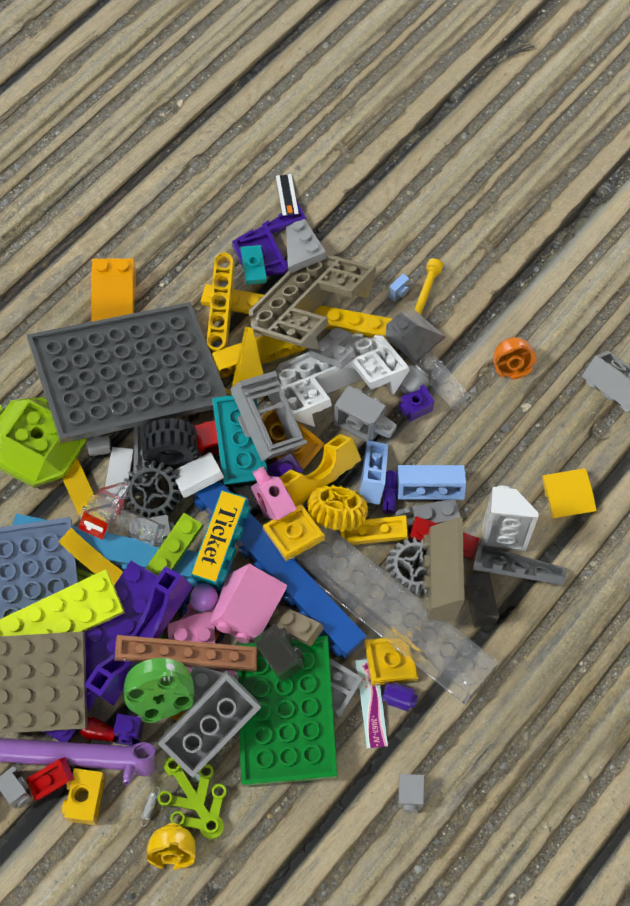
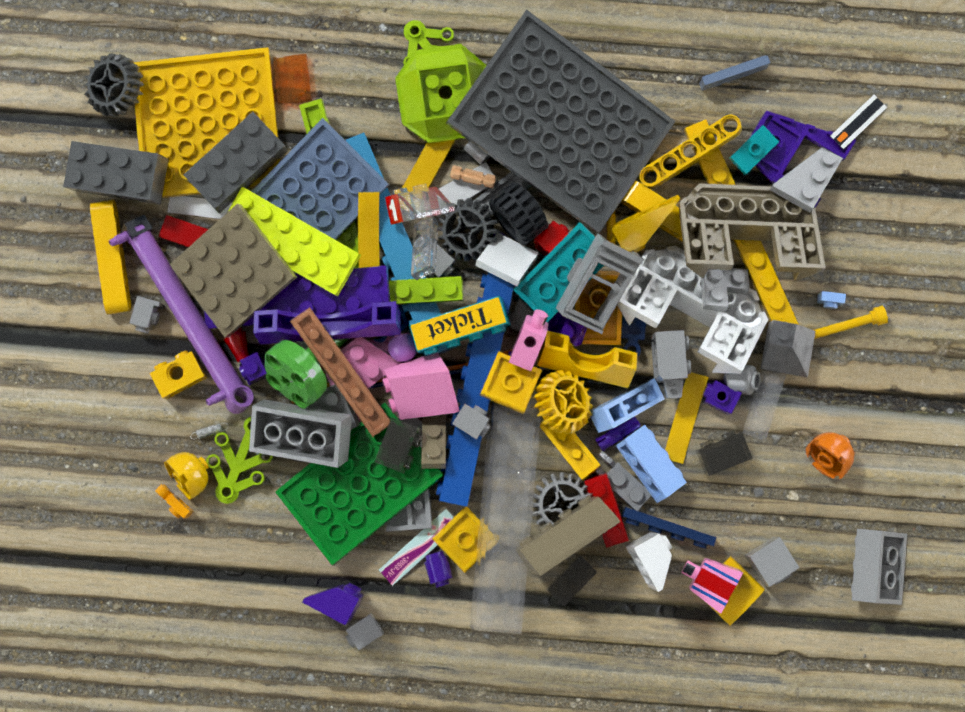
camera: 55 degrees right, 20 degrees up
(50, 779) = (171, 338): red plate -> none
(112, 287) = (636, 42): light orange slope -> none
(115, 461) = (473, 176): none -> light nougat axle
(188, 245) = (734, 72): none -> sand blue tile
(192, 877) = (178, 506): none -> light orange plate
(302, 581) = (472, 421): none -> light grey brick
(322, 429) = (633, 333): none -> dark blue plate
(372, 790) = (337, 602): none -> dark purple slope
(412, 438) = (685, 417): none -> yellow sticker
(460, 429) = (724, 453): none -> clear smoke brick
(478, 510) = (677, 531): none -> dark blue plate
(514, 565) = (624, 590): dark grey wing -> none
(556, 495) = (712, 581): none -> torso
(567, 447) = (772, 562): none -> light grey head

